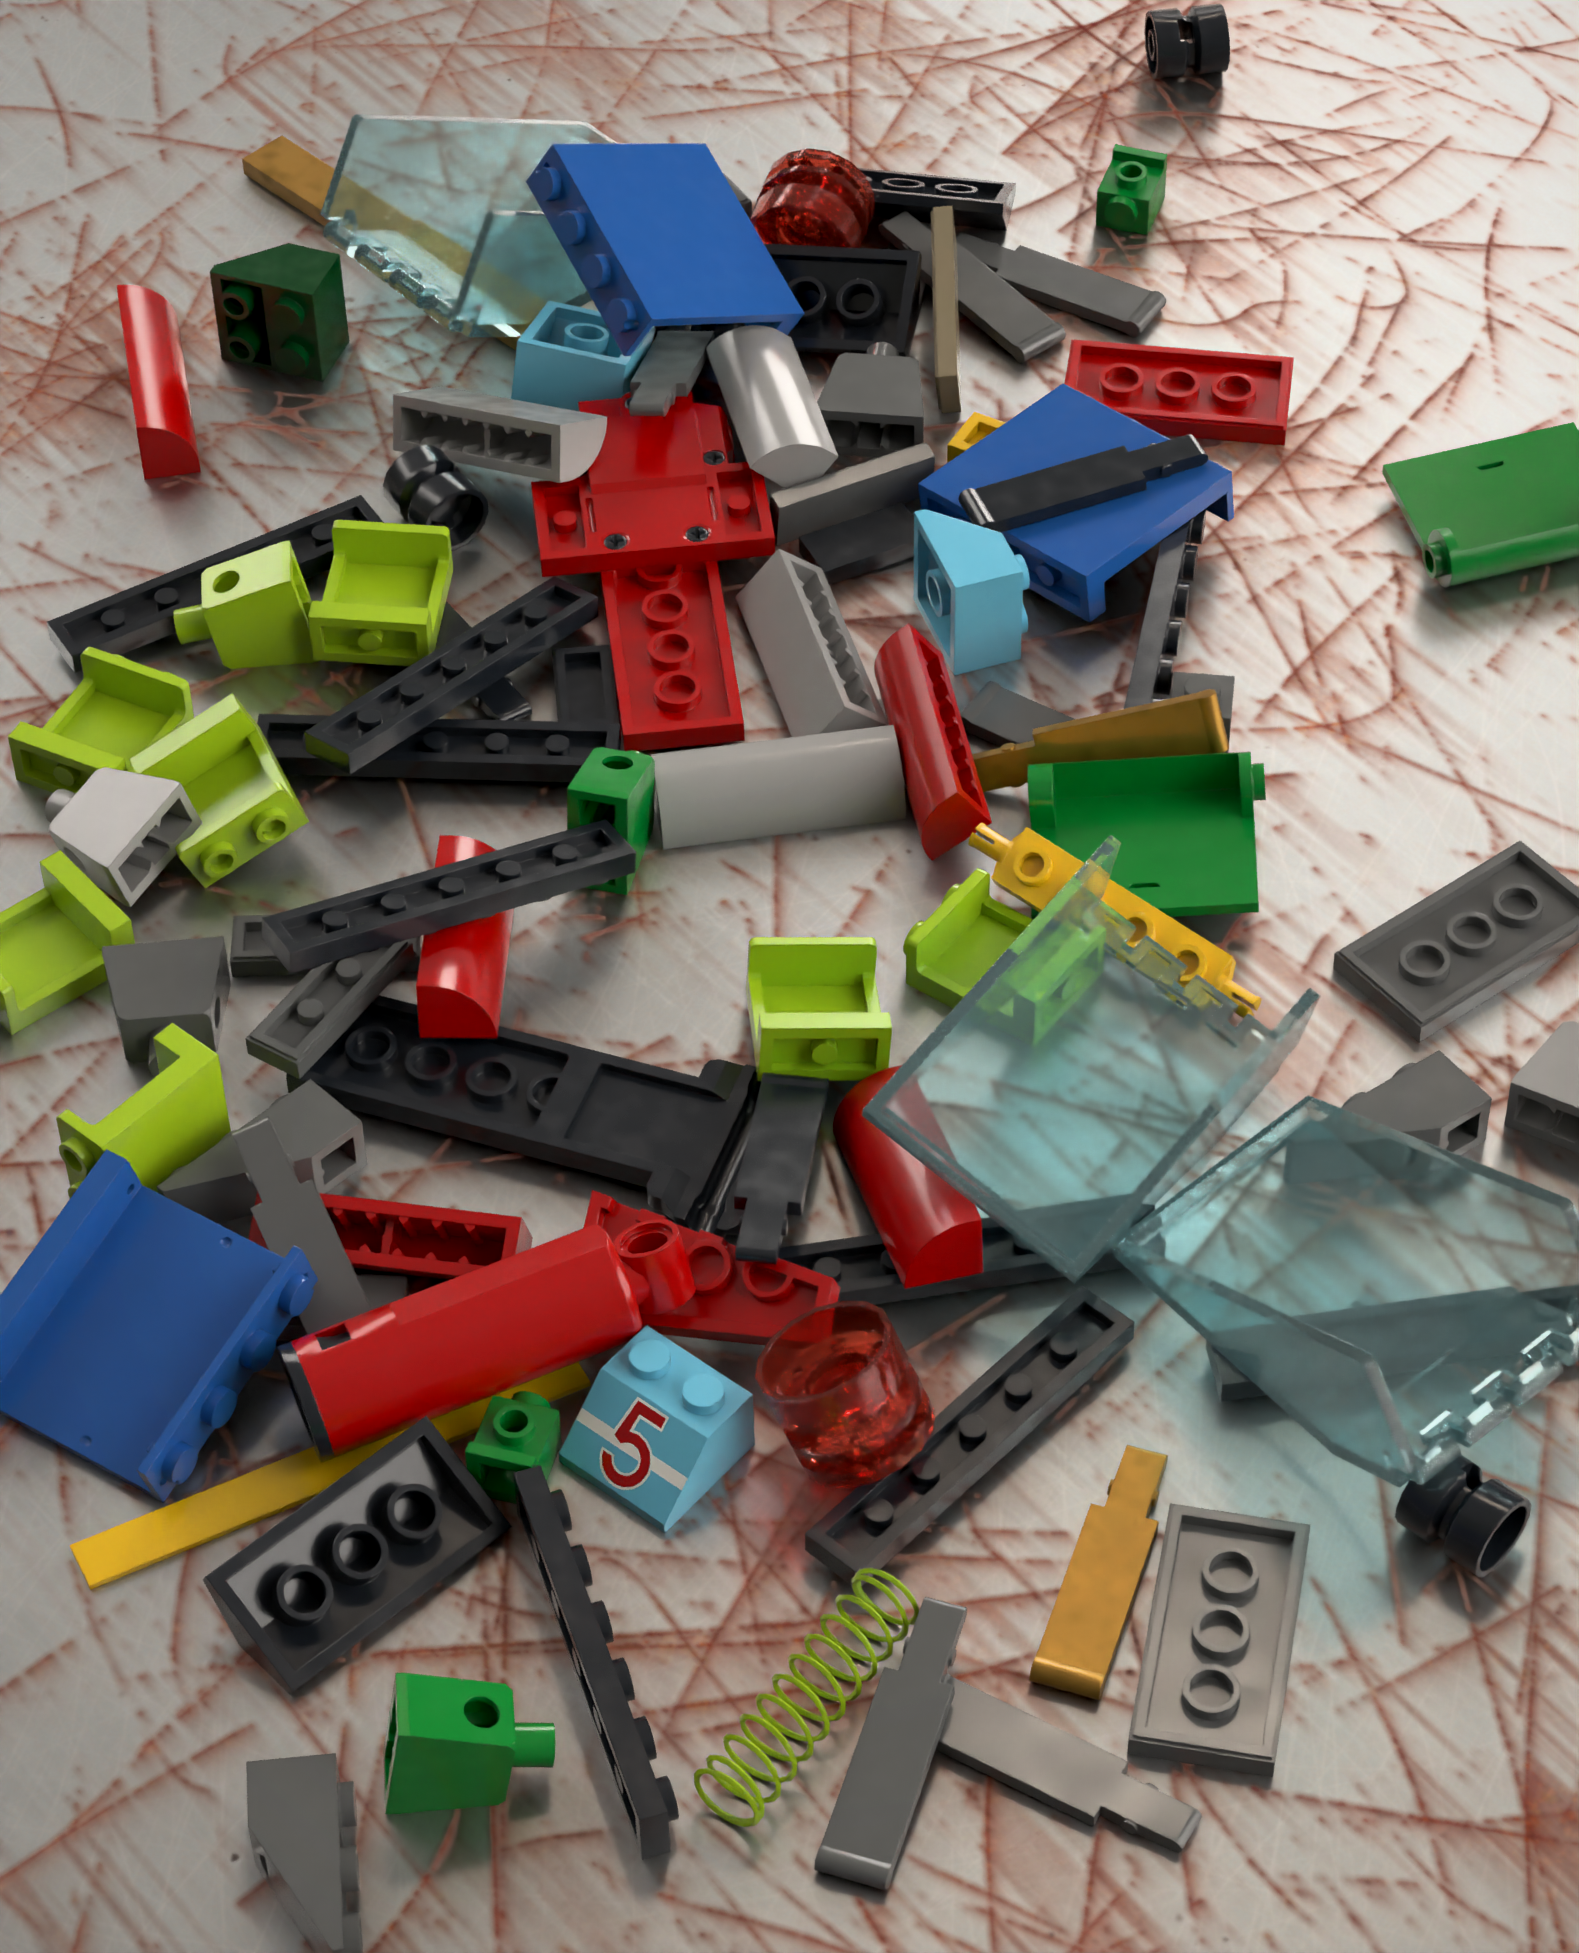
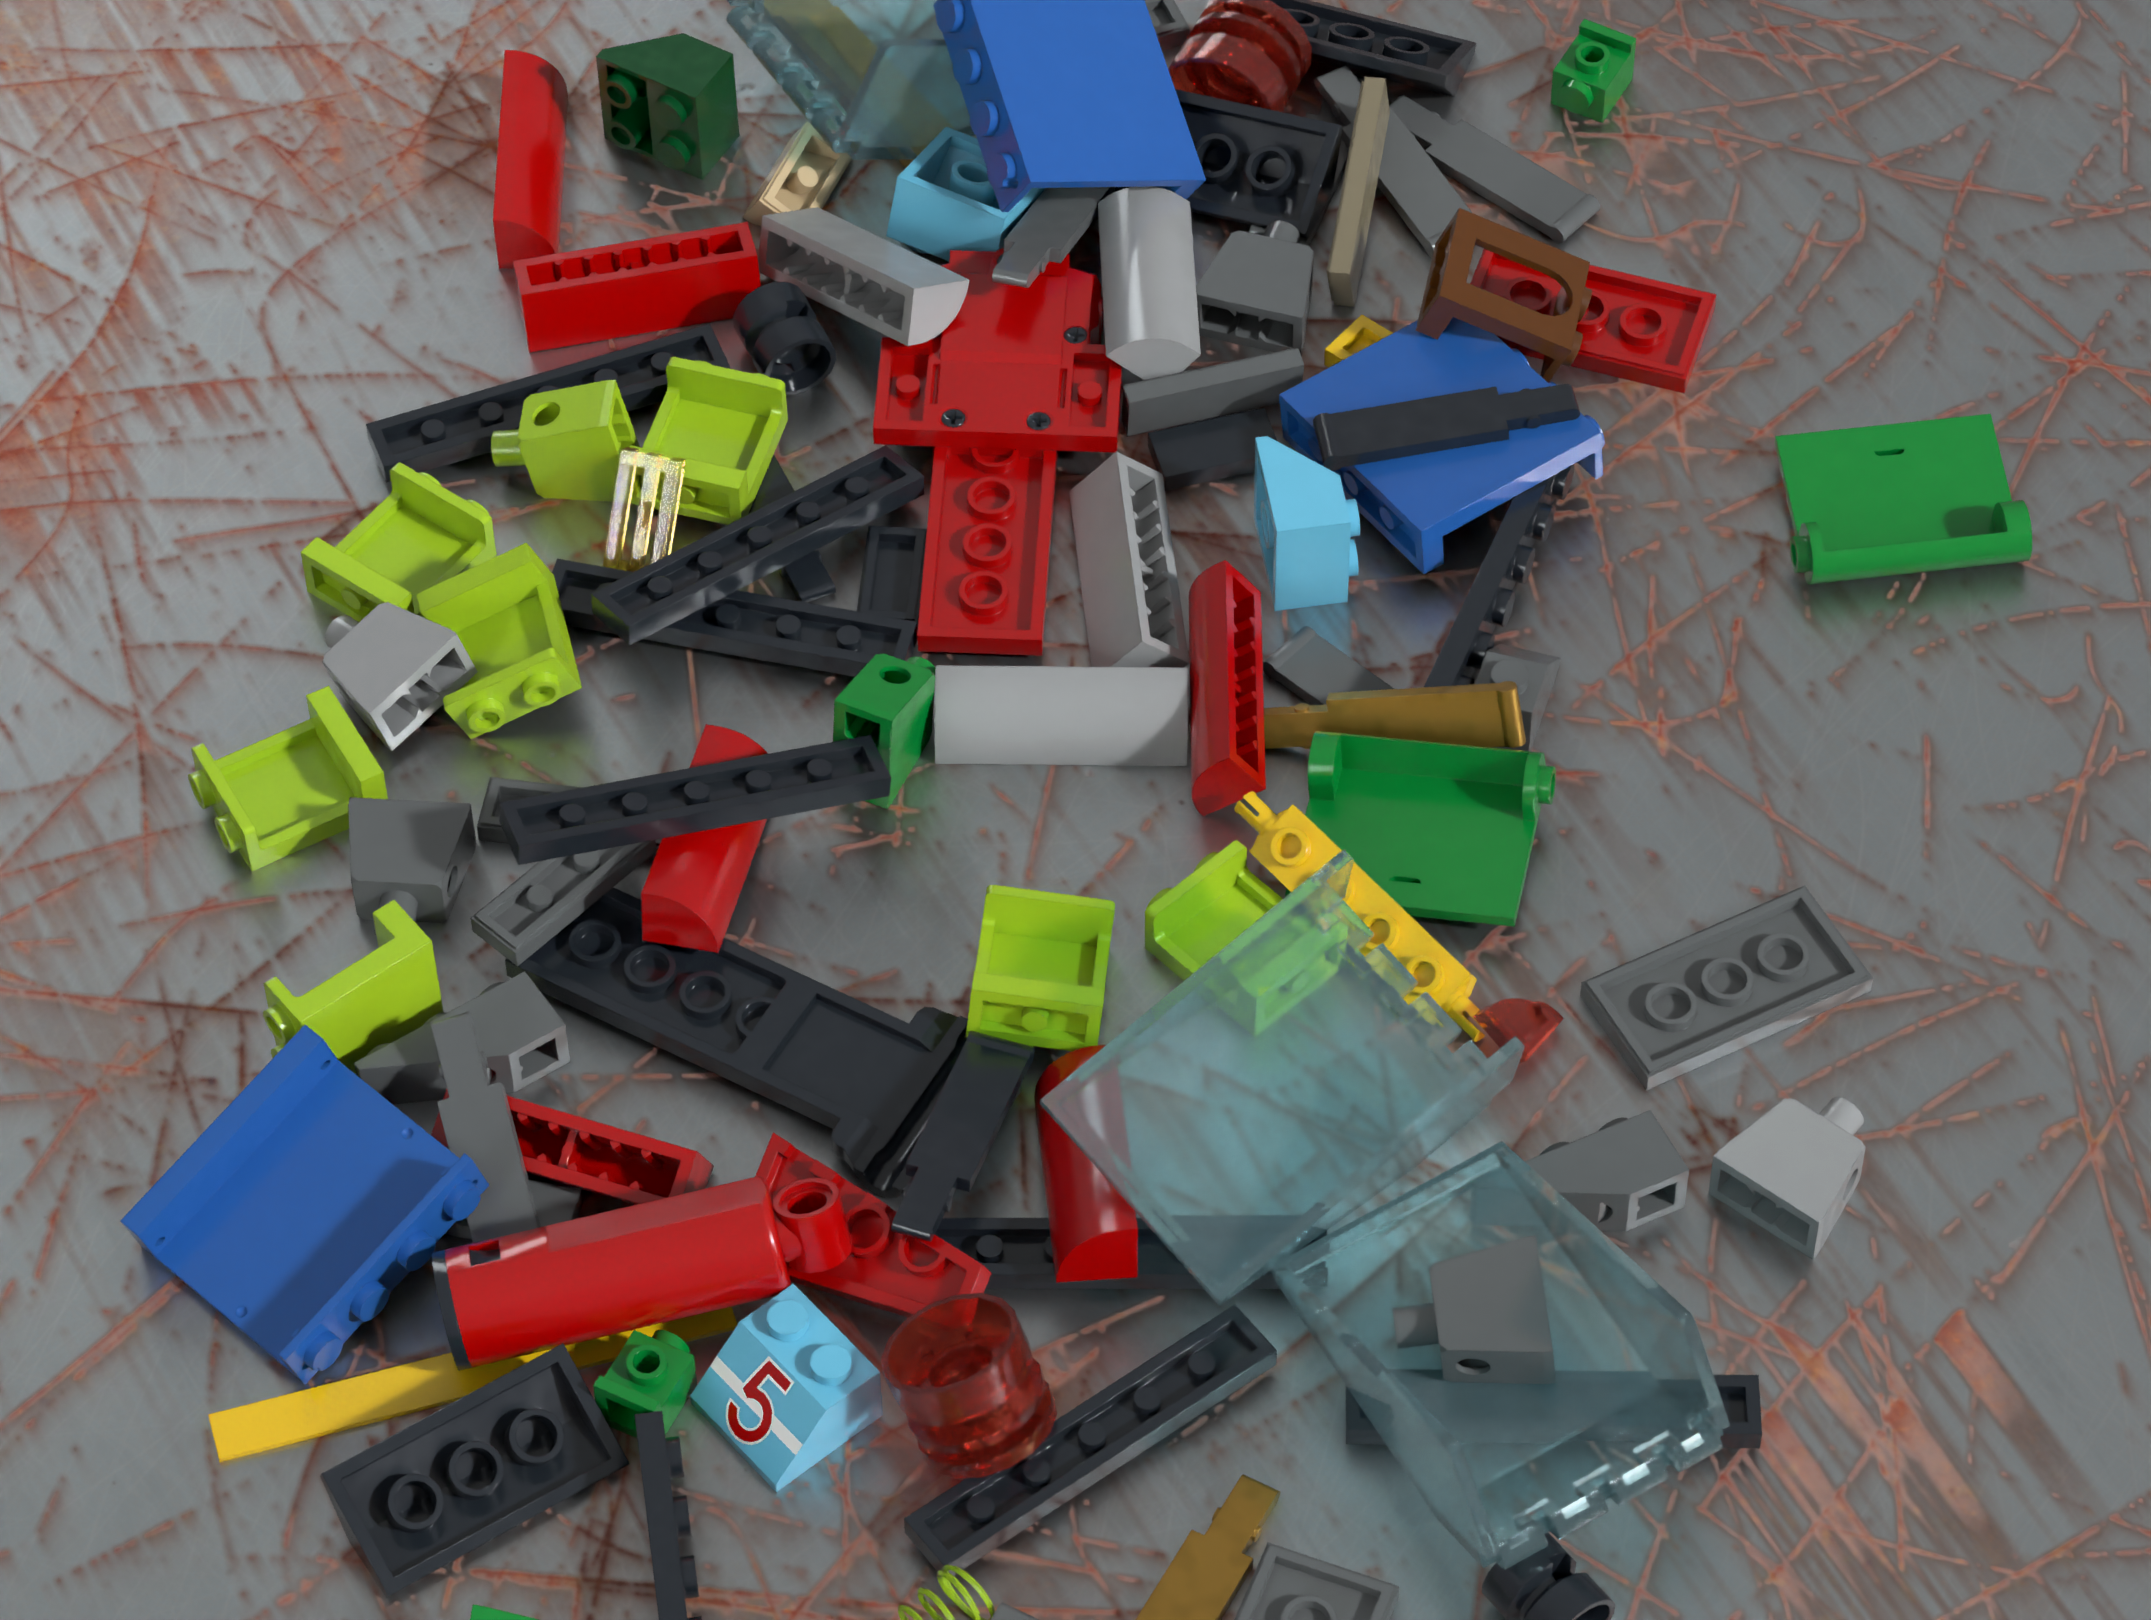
camera: 10 degrees right, 5 degrees up
(282, 473) = (635, 286): none -> red brick
(360, 653) = (671, 491): none -> clear yellow tile
(417, 362) = (800, 177): none -> tan slope
(1060, 372) = (1451, 296): none -> reddish brown panel
(1279, 993) = (1520, 1018): none -> clear red tile
(1341, 1253) = (1485, 1316): none -> dark grey torso

